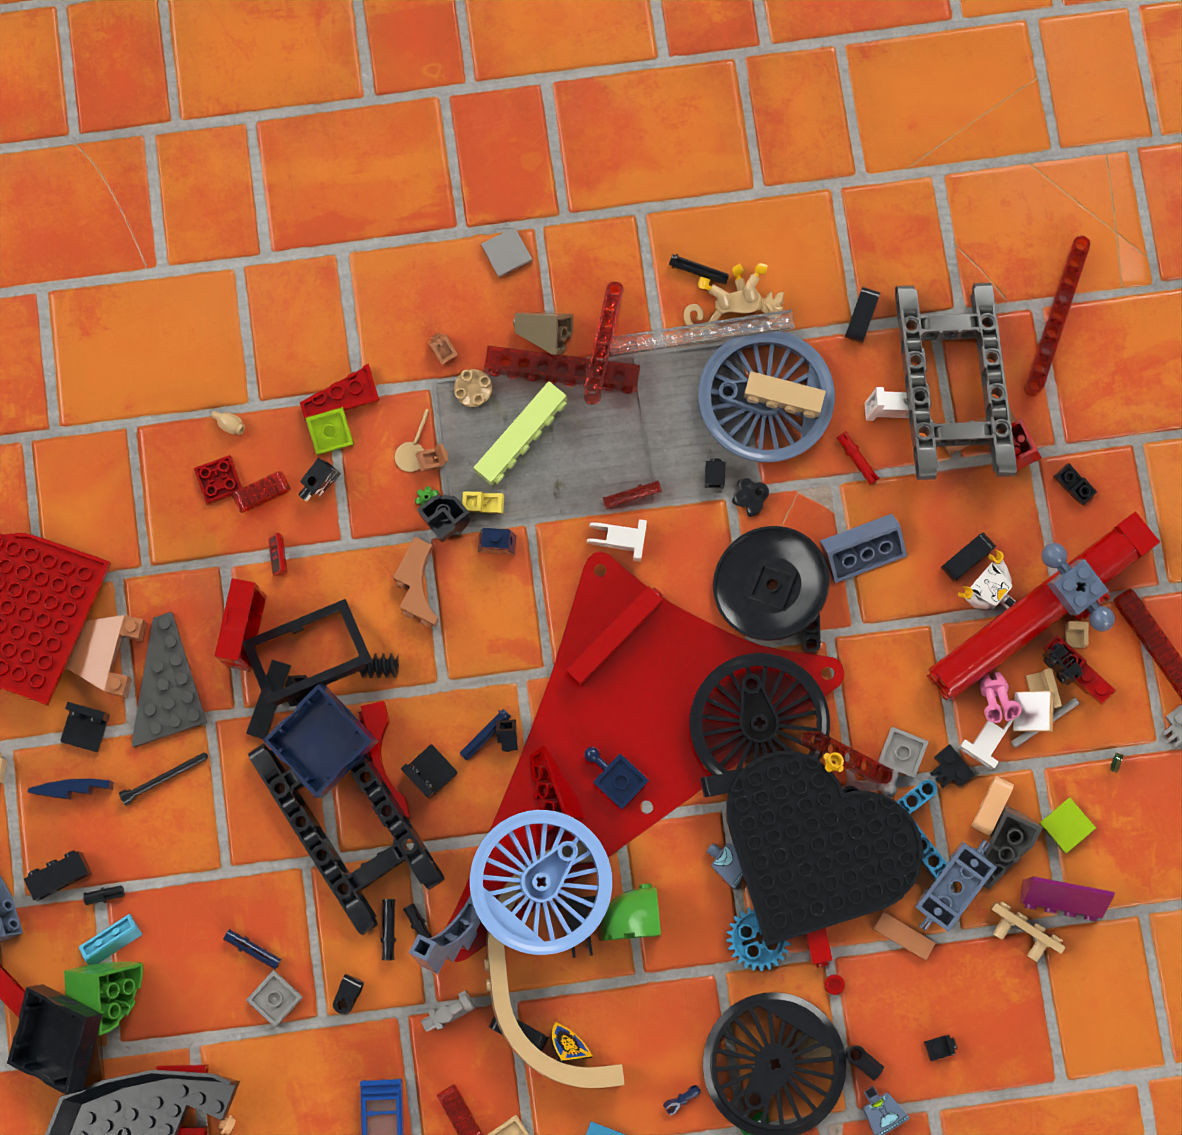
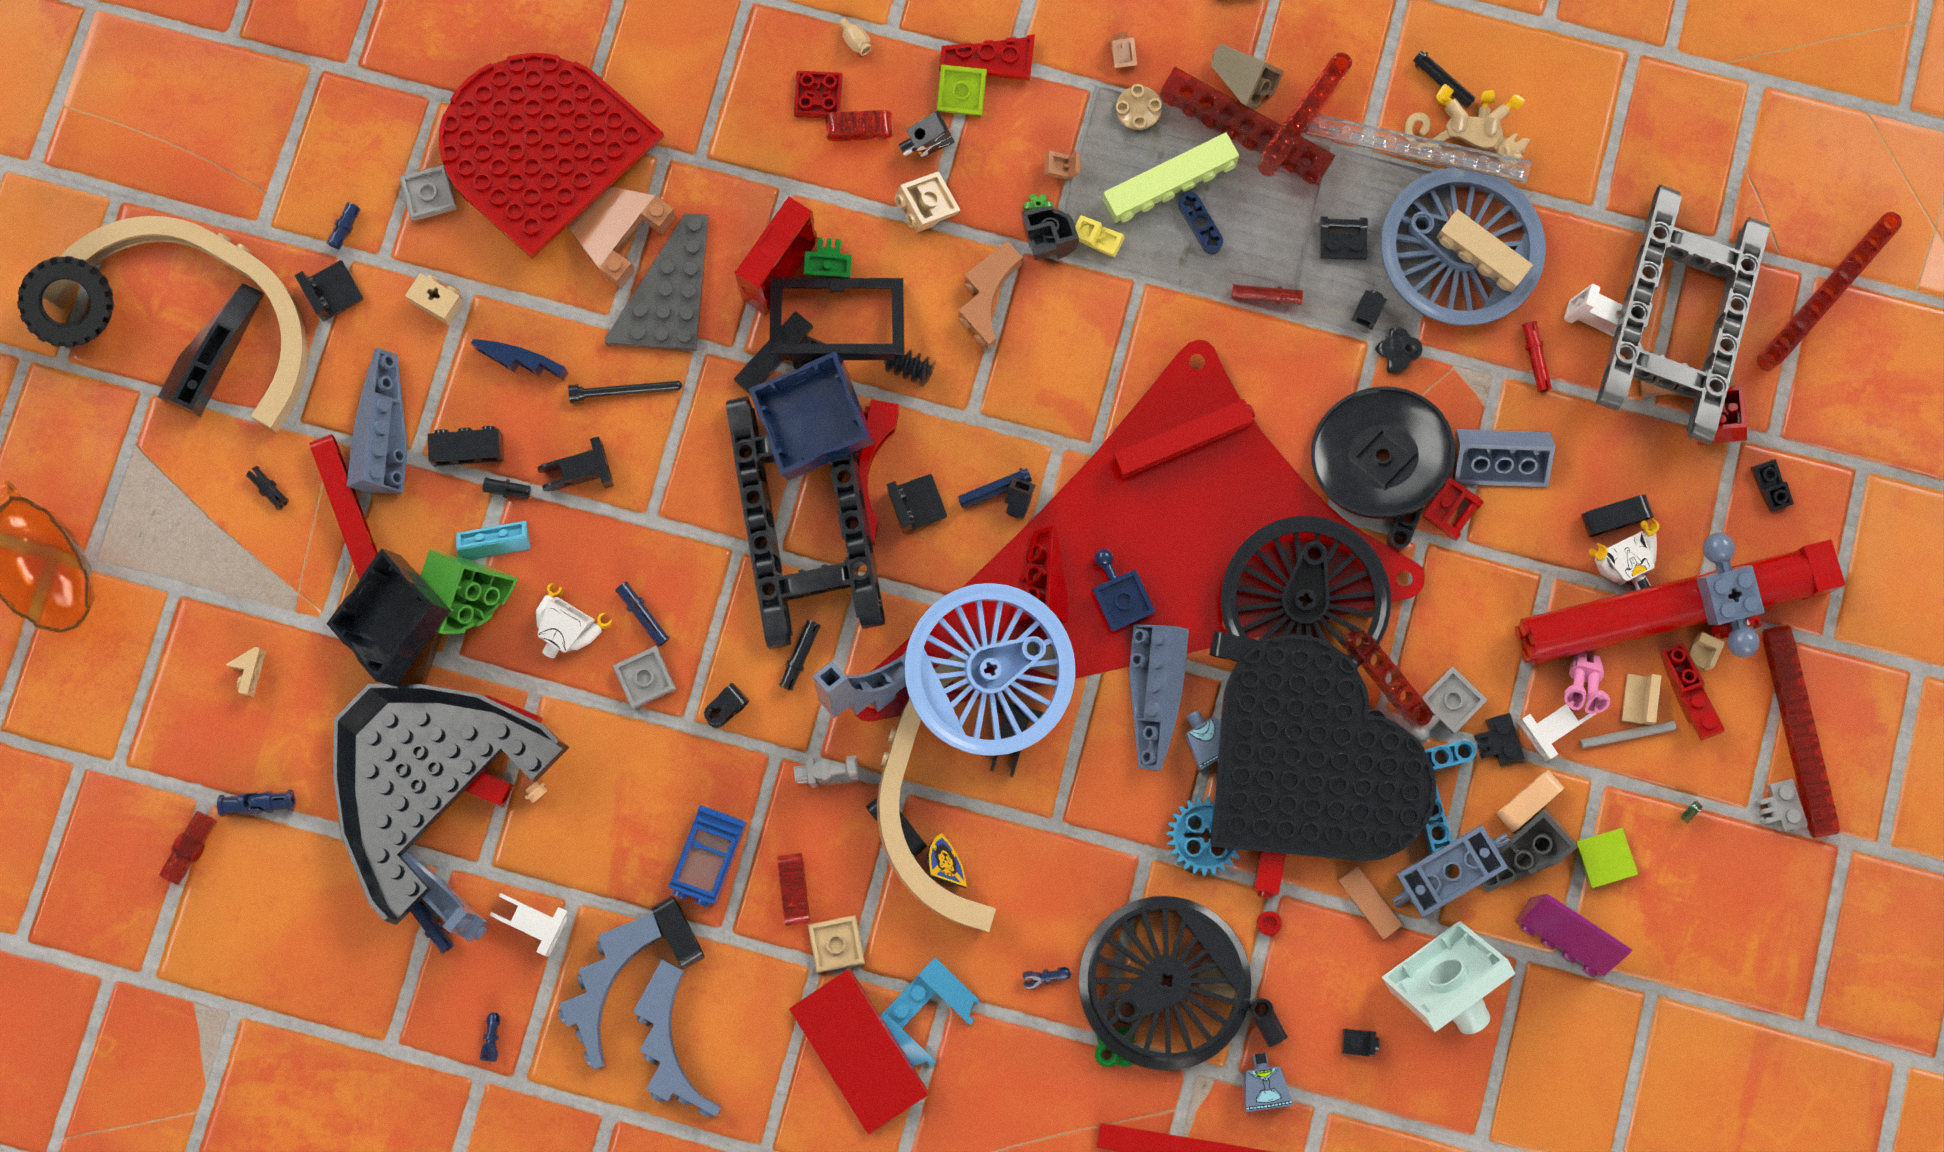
camera: 20 degrees right, 0 degrees up
(84, 727) = (562, 299): black bracket -> none
(156, 854) = (580, 468): none -> black piece
(195, 984) = (564, 625): none -> white torso
(277, 554) = (849, 201): red slope -> none
(281, 610) = (827, 261): none -> green hinge
(338, 530) = (926, 201): none -> tan plate
(405, 453) = (1033, 150): tan piece -> none
(416, 920) = (834, 652): black pin -> none
(497, 541) = (1096, 283): dark blue torso -> none
(543, 454) = (1203, 213): none -> dark blue beam
(622, 538) = (1235, 336): white piece -> none
(632, 915) = (1074, 752): bright green brick -> none
(673, 432) = (1343, 245): none -> black plate
(674, 840) = (1156, 688): none -> sand blue wedge
(835, 603) = (1445, 505): none -> red plate
(837, 759) = (1377, 674): yellow plate -> none
(862, 314) = (1608, 201): black beam -> none
(988, 971) = (1450, 980): none -> light aqua piece
(1020, 920) = (1525, 972): tan plate -> none
(1035, 713) = (1623, 716): tile -> none
(1064, 674) = (1673, 688): black hinge -> none

